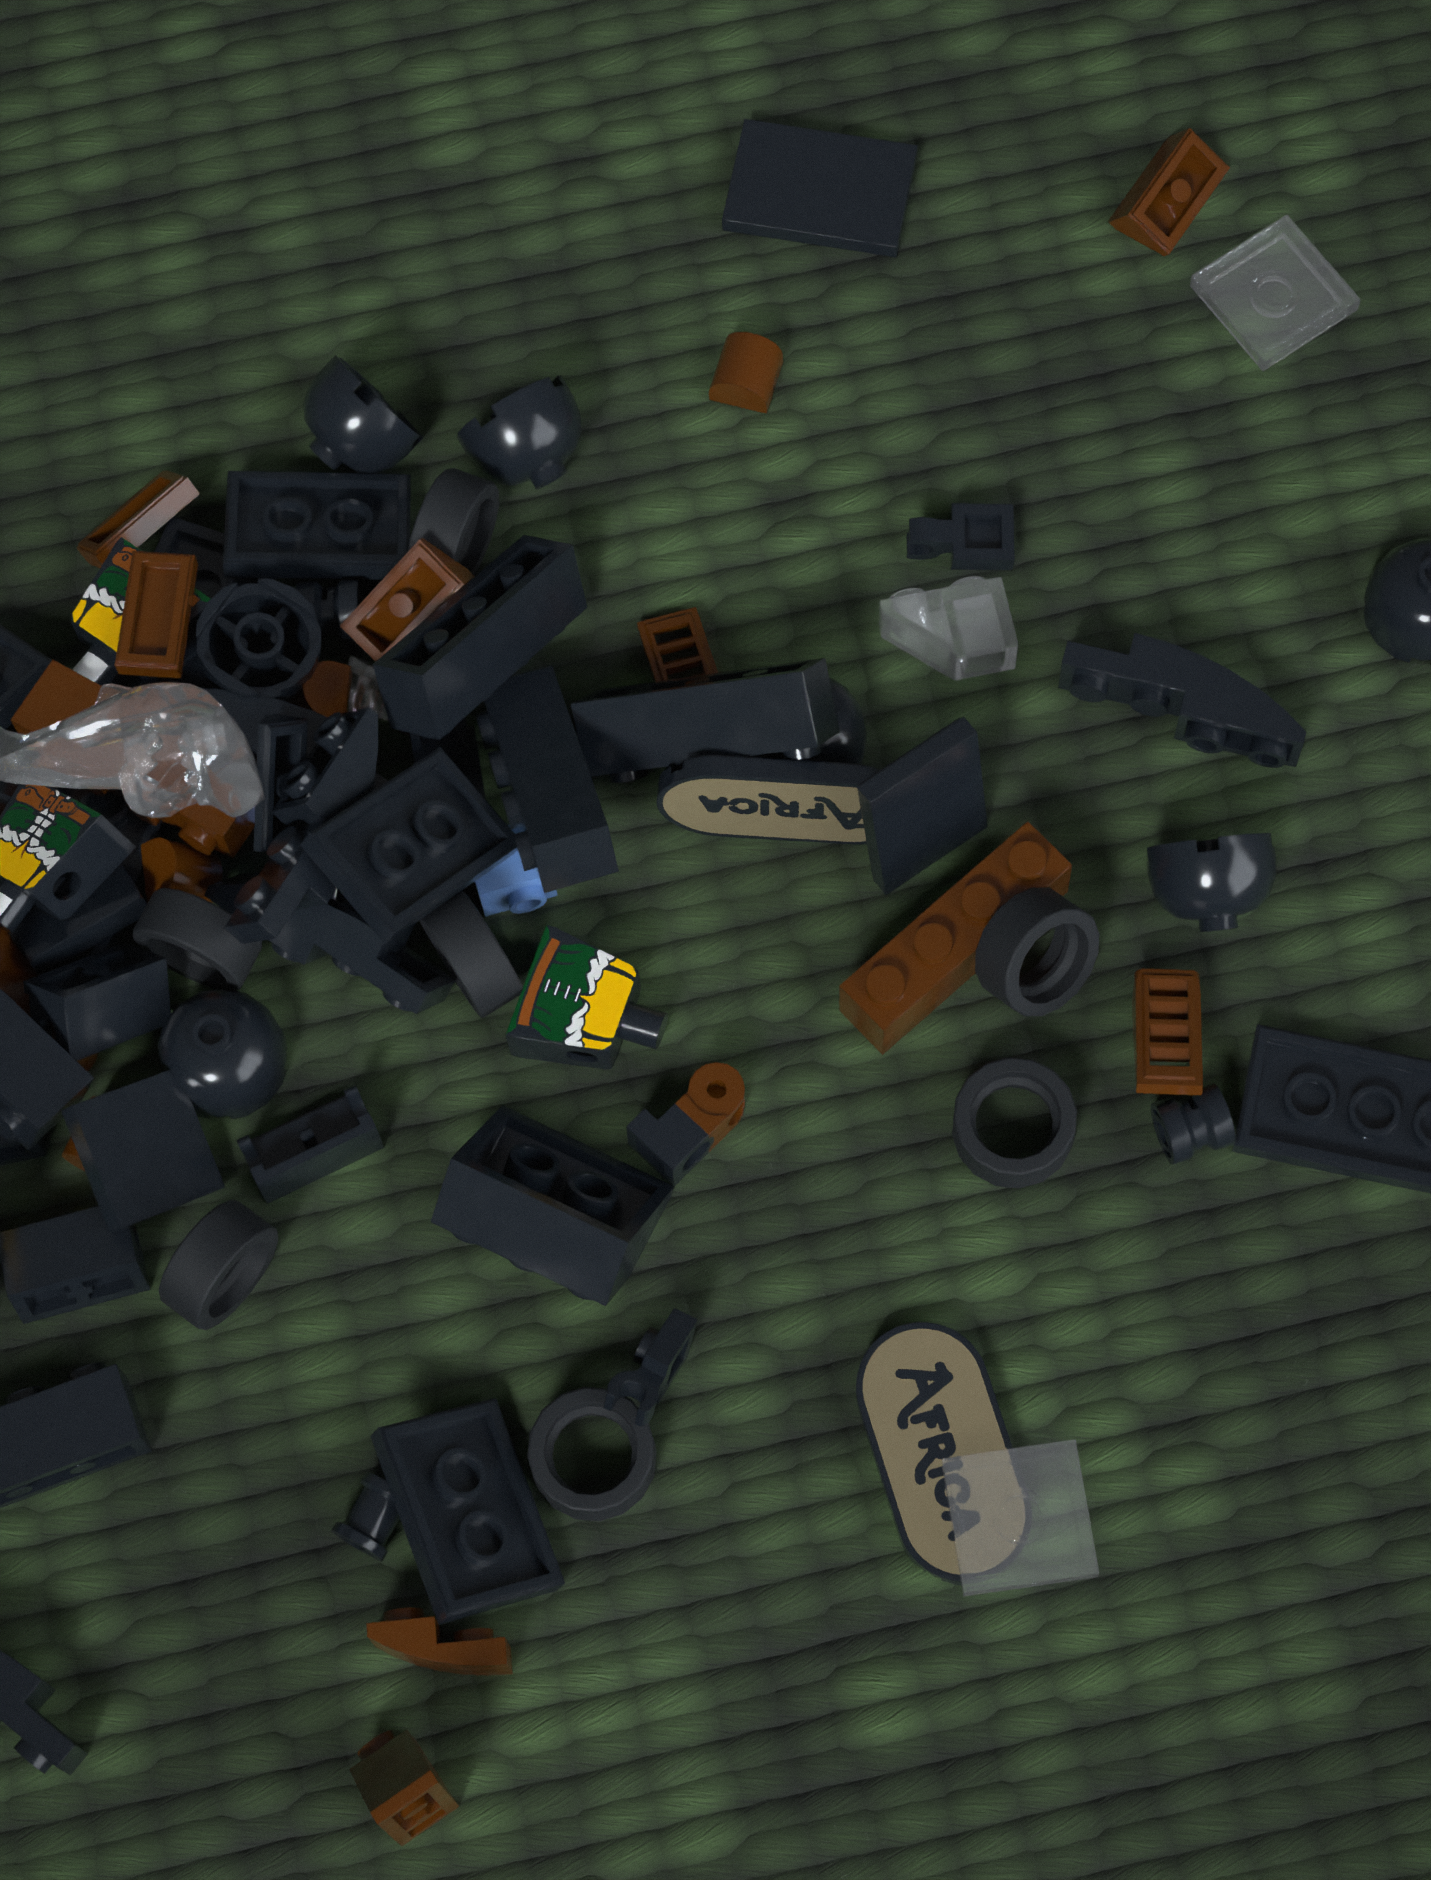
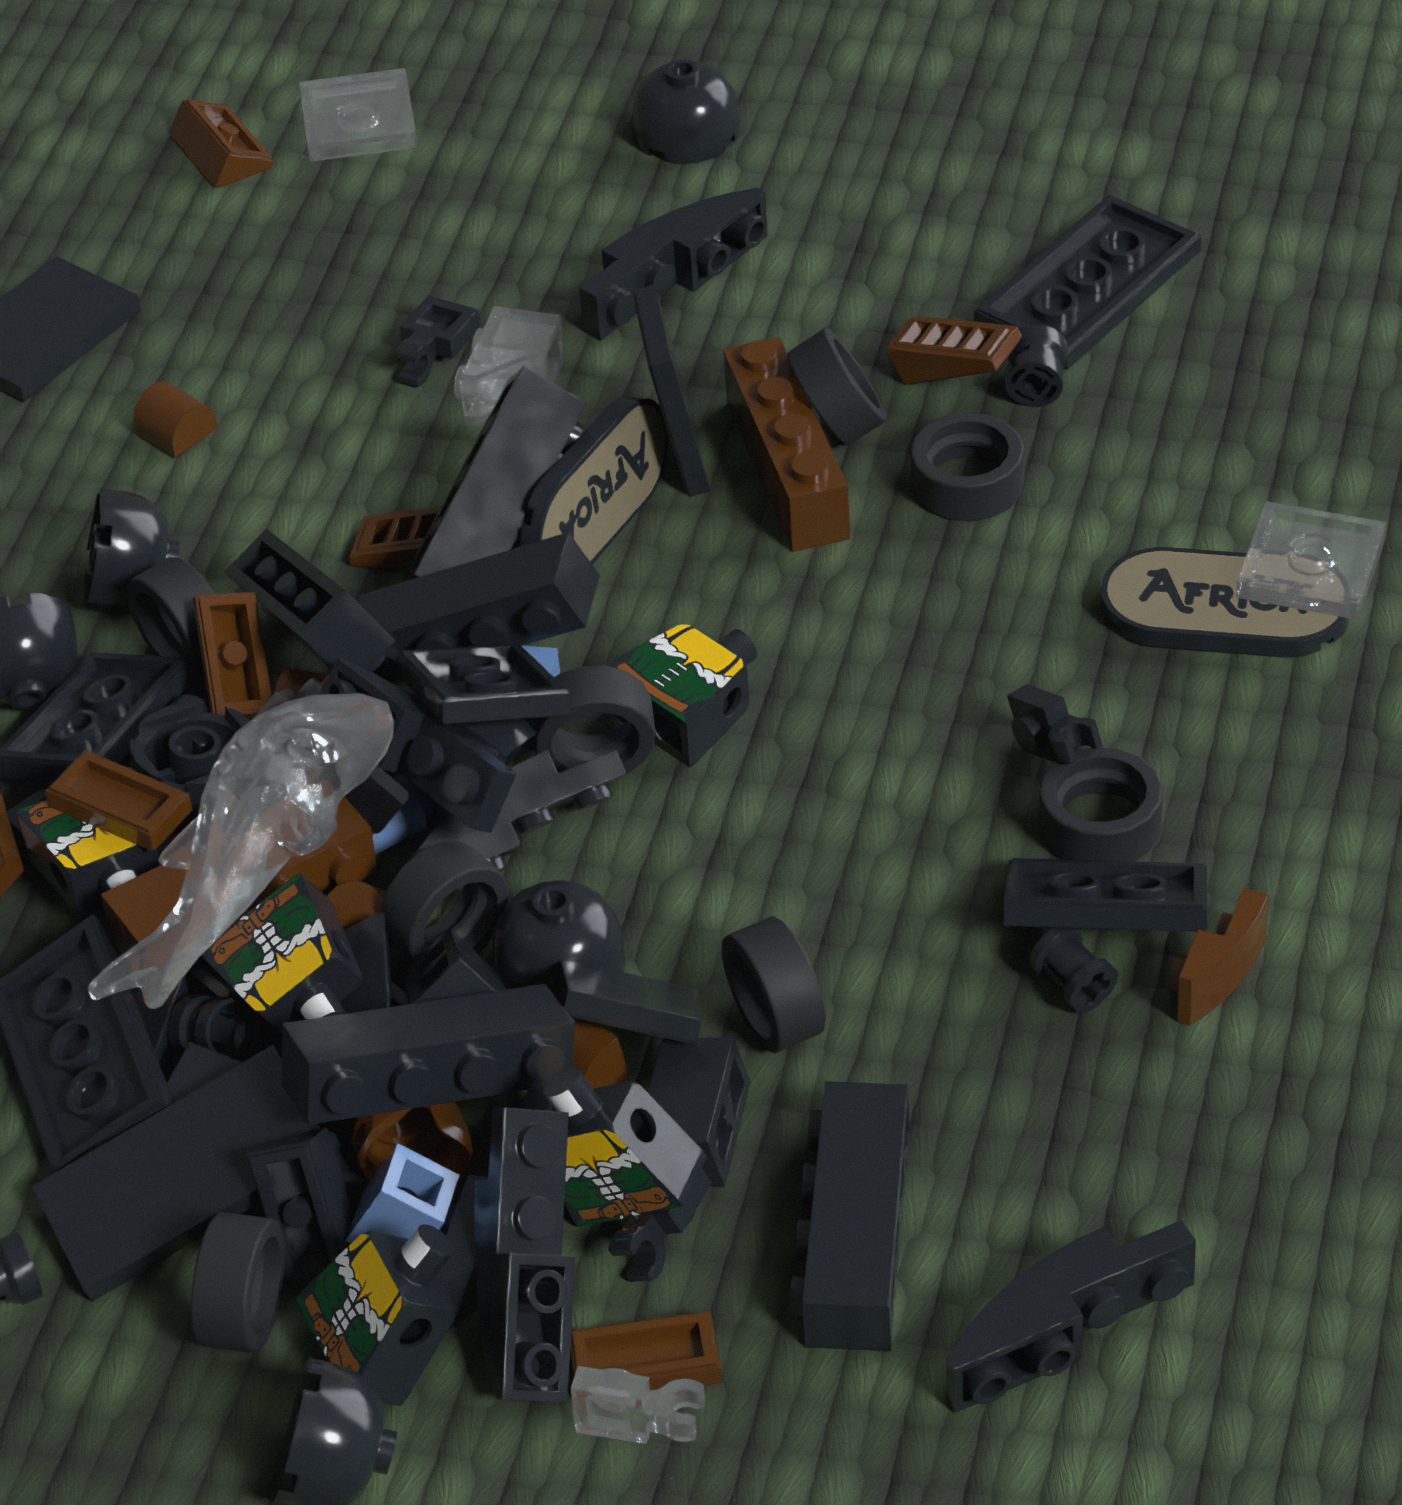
camera: 65 degrees left, 25 degrees down
(311, 1145) = (688, 909): black hinge -> none
(401, 1786) = (1346, 987): reddish brown slope -> none
(551, 1204) = (861, 764): black slope -> none
(692, 1124) = (841, 654): leg -> none
(1213, 878) = (839, 281): black cylinder -> none

